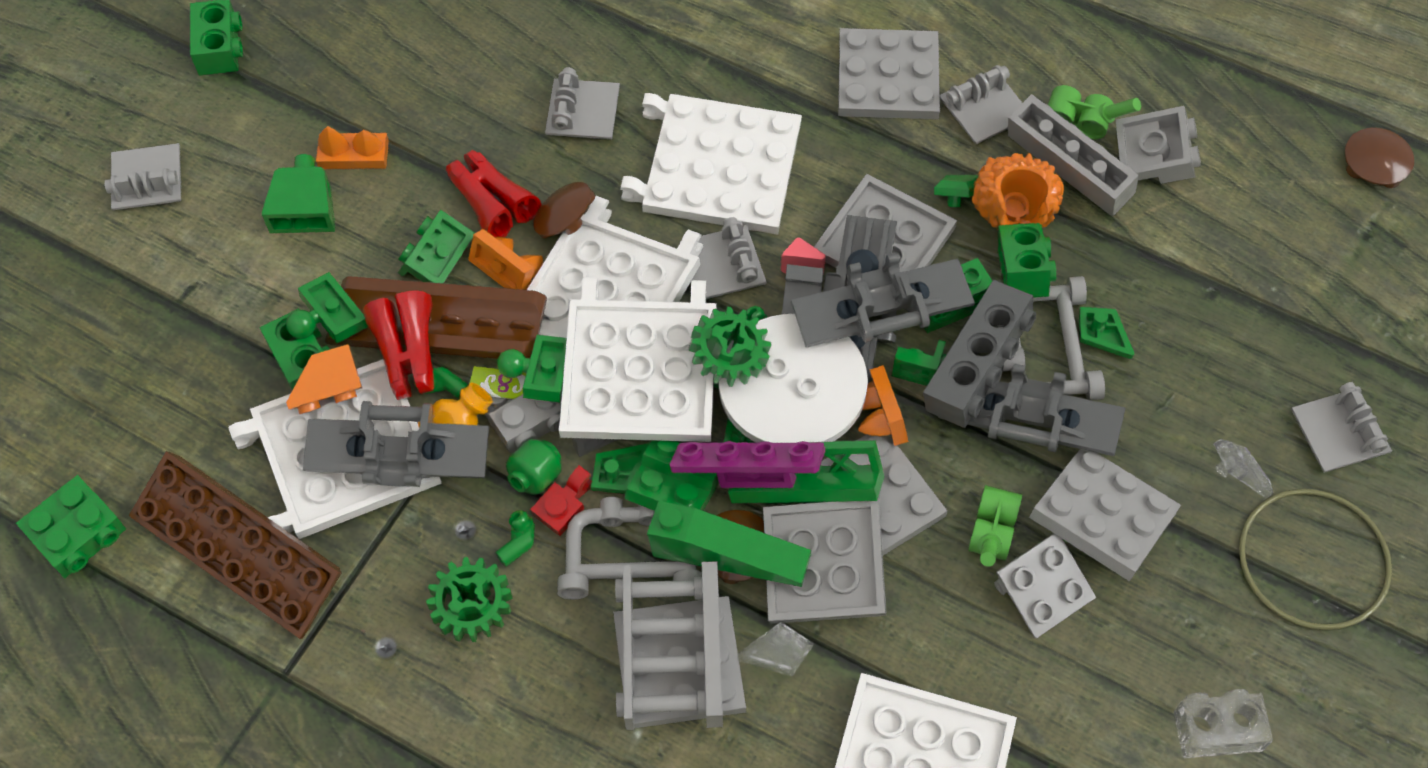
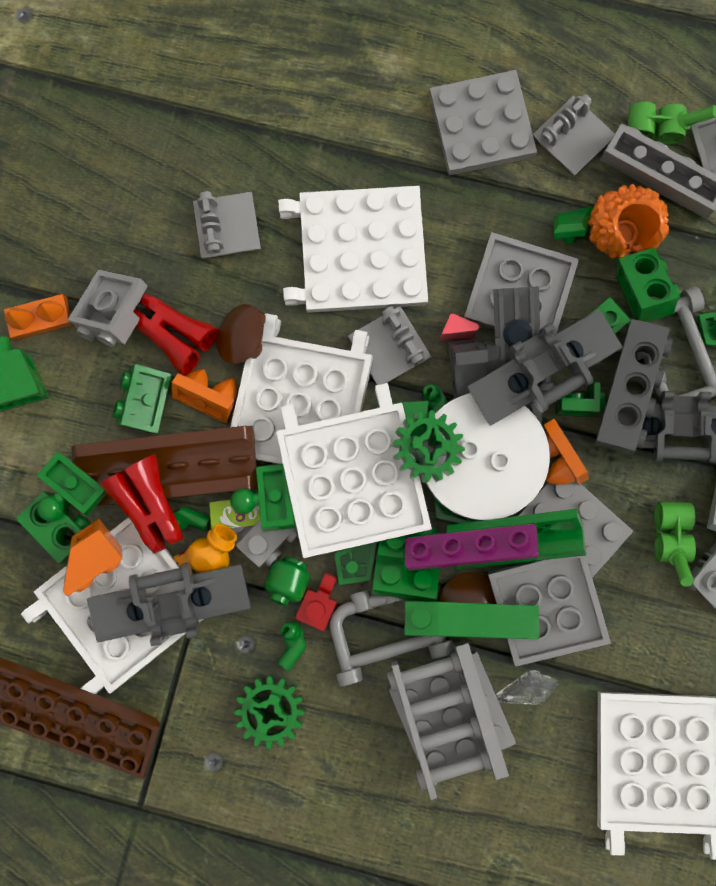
camera: 10 degrees left, 20 degrees up
(430, 153) = (108, 308): none -> light grey plate

